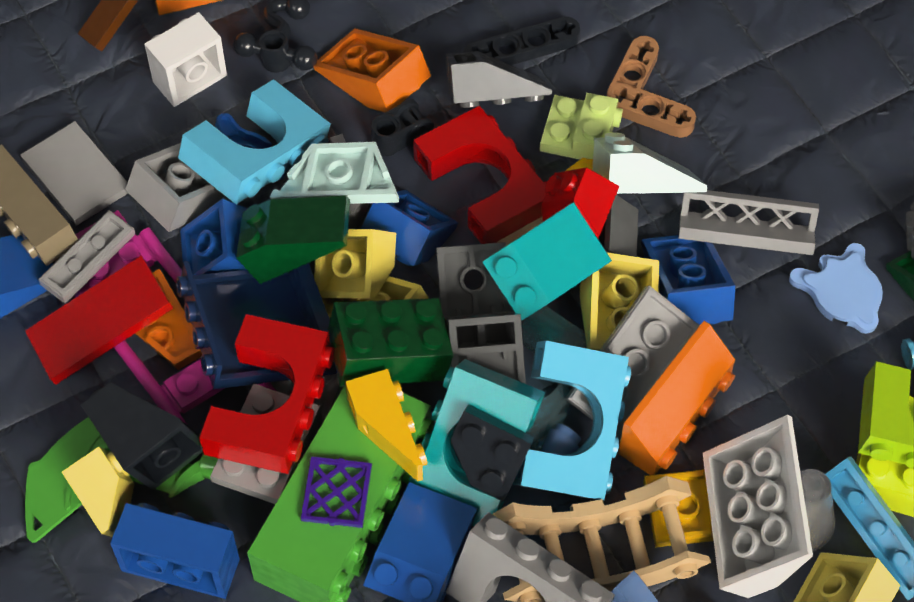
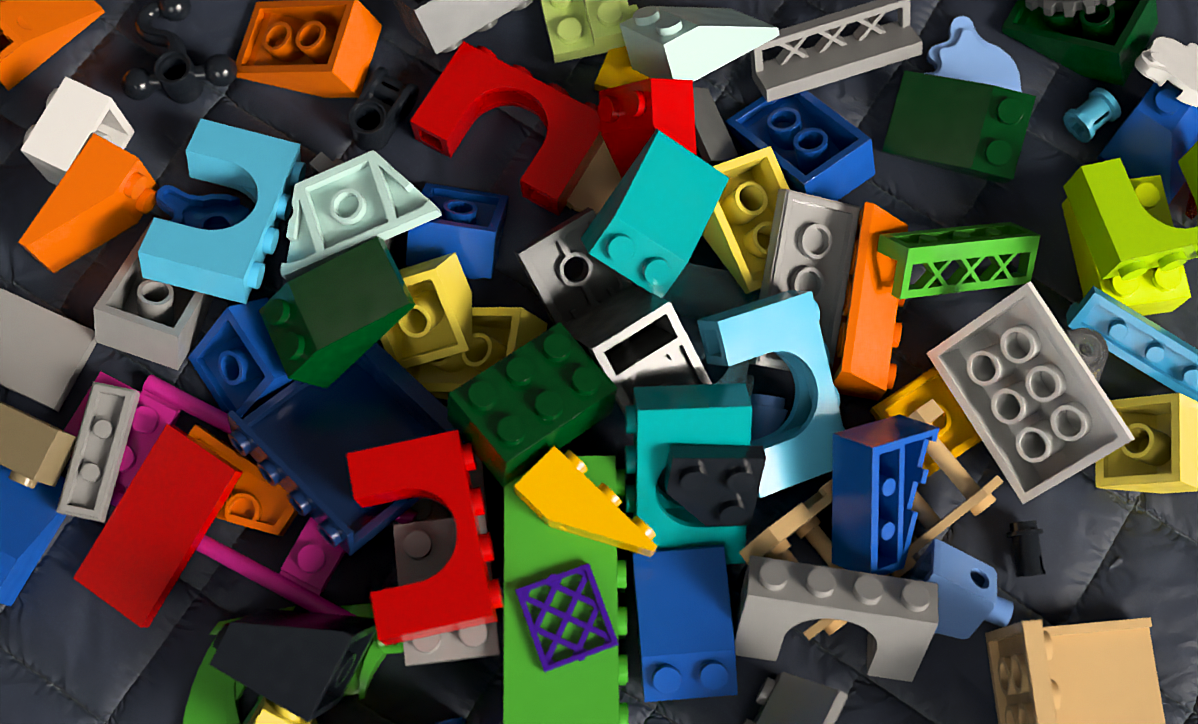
camera: 30 degrees left, 15 degrees up
(169, 101) = (92, 204): none -> orange slope
(606, 515) = (874, 492): none -> blue wedge
(761, 384) = (967, 246): none -> bright green fence
(814, 313) = (959, 125): none -> dark green slope

